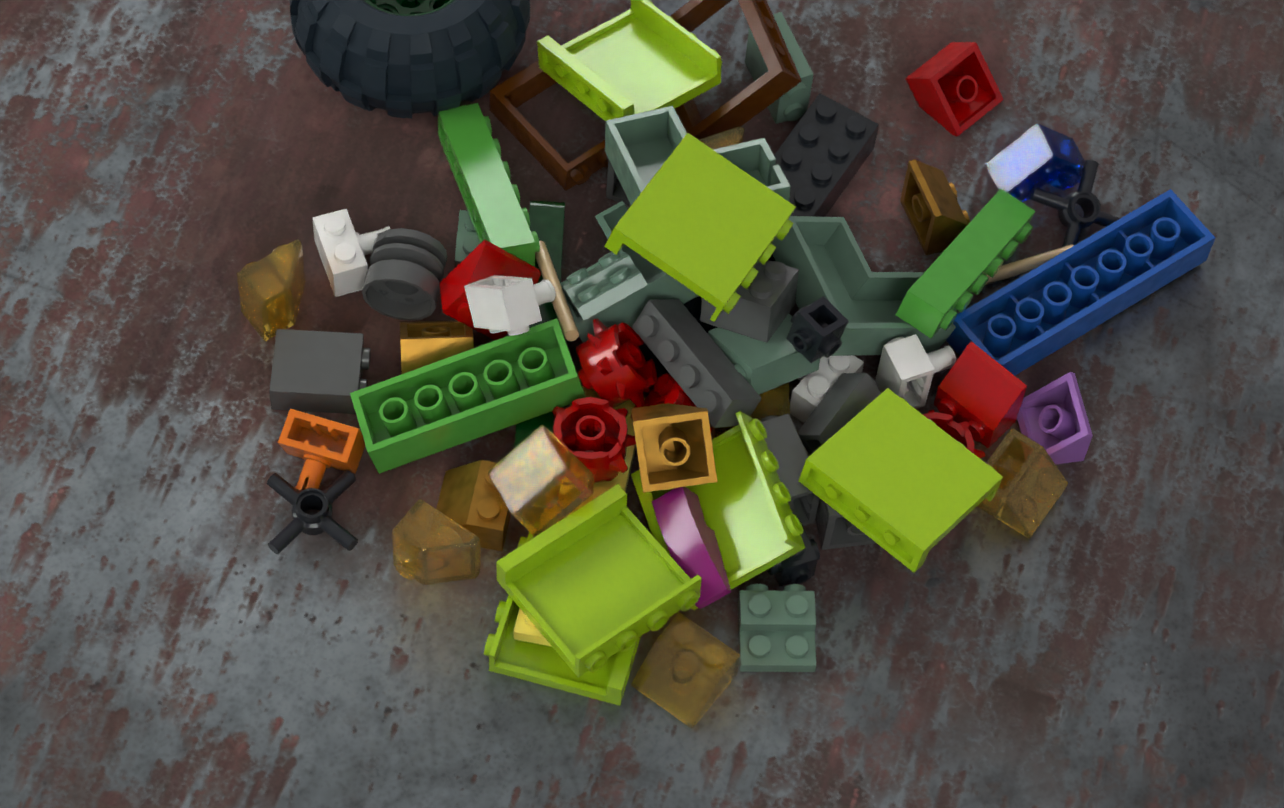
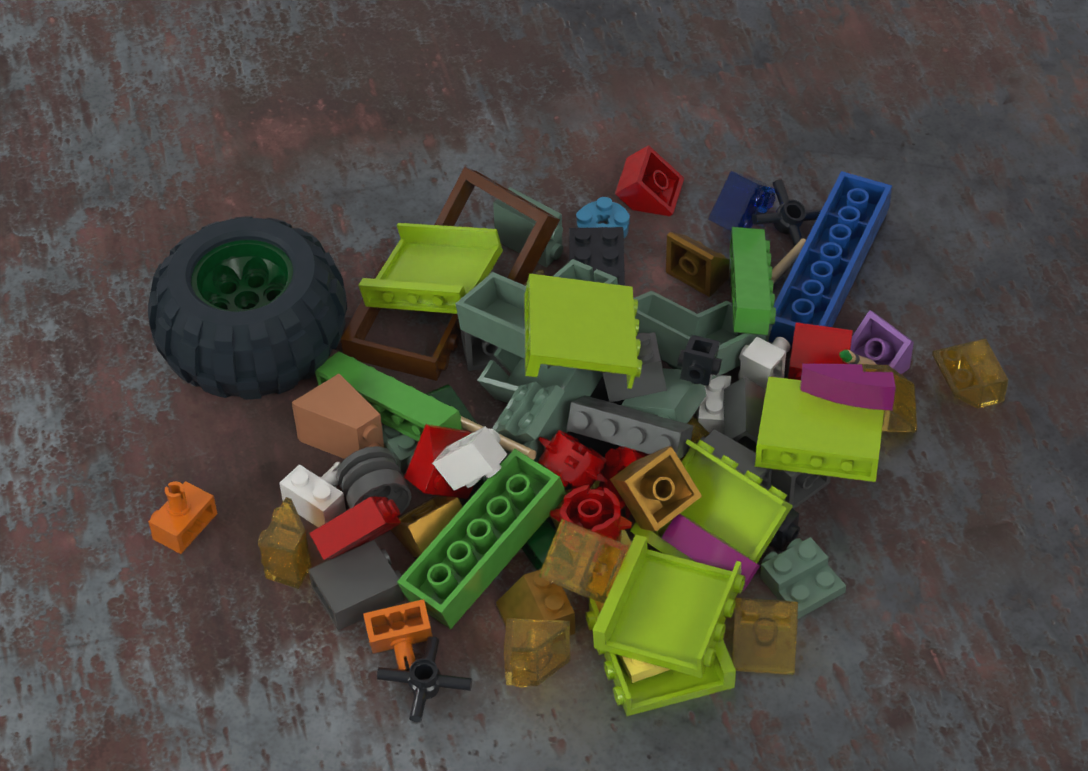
camera: 25 degrees left, 10 degrees down
(201, 198) = (182, 516): none -> orange brick
(348, 311) = (356, 526): none -> red brick
(421, 181) = (337, 419): none -> nougat slope
(877, 88) = (603, 210): none -> dark azure plate
(960, 449) = (849, 385): none -> magenta slope
(1013, 421) = (849, 357): none -> piece
(1136, 507) = (973, 373): none -> clear yellow slope

